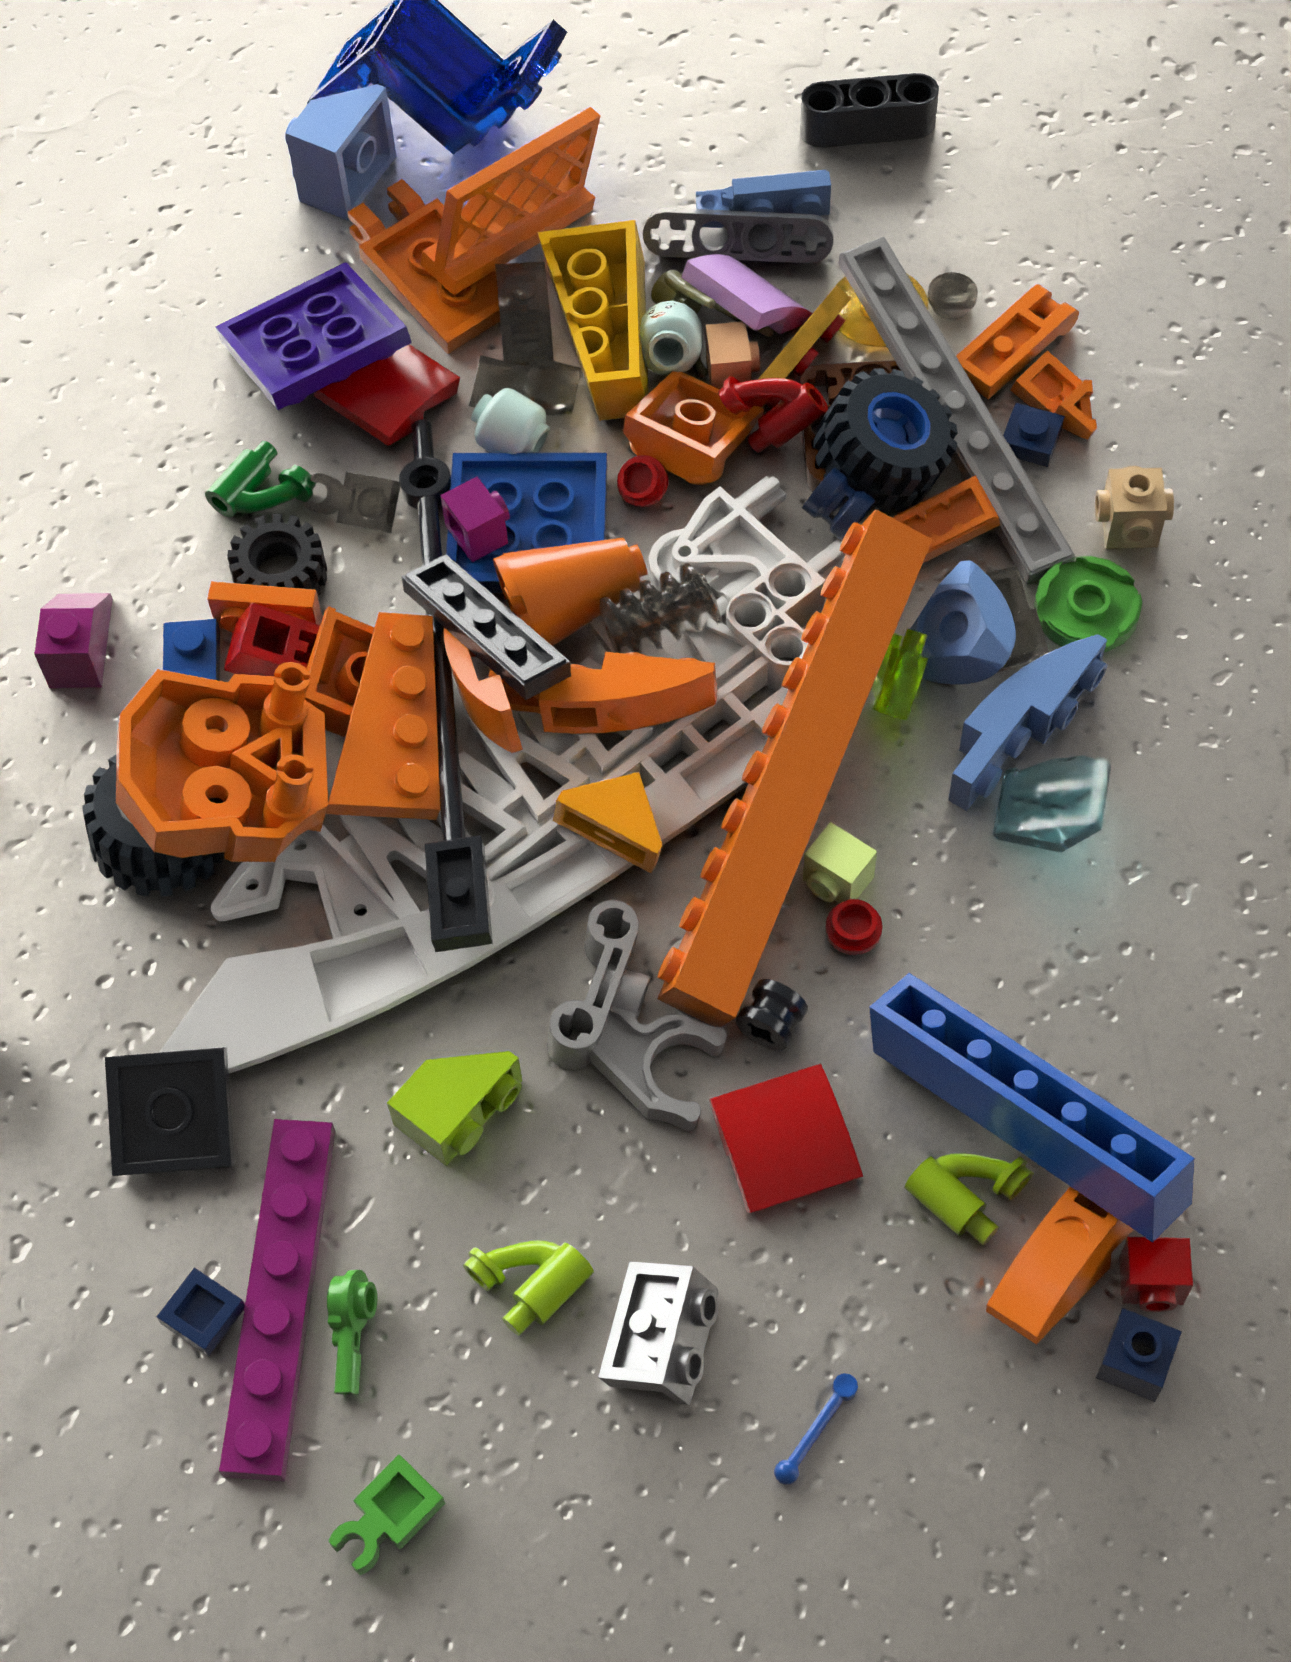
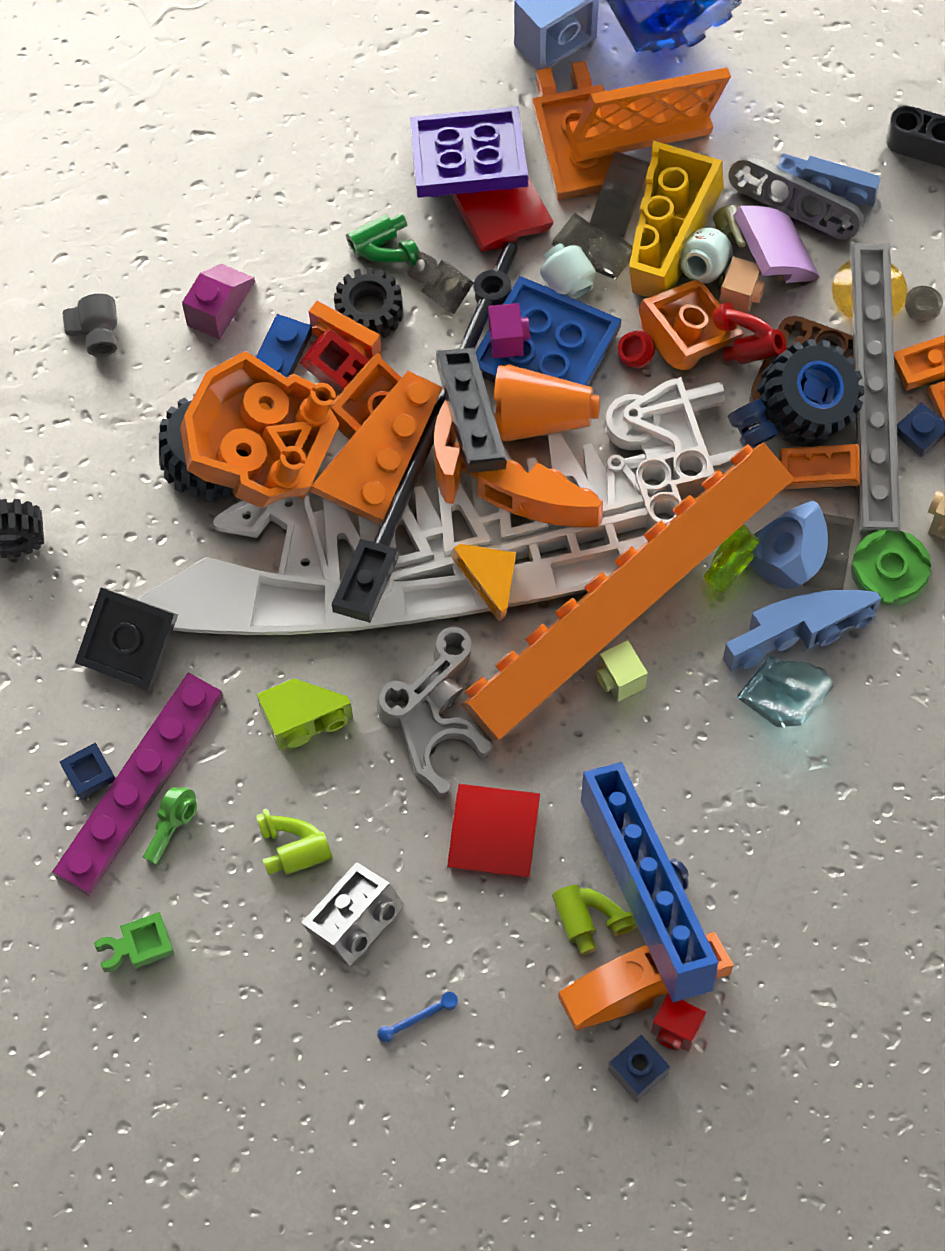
camera: 25 degrees right, 5 degrees up
(658, 610) = (589, 449): clear smoke piece -> none
(771, 1014) = (526, 748): black wheel -> none
(799, 351) = (791, 301): pearl gold plate -> none
(853, 927) = (611, 715): red plate -> none

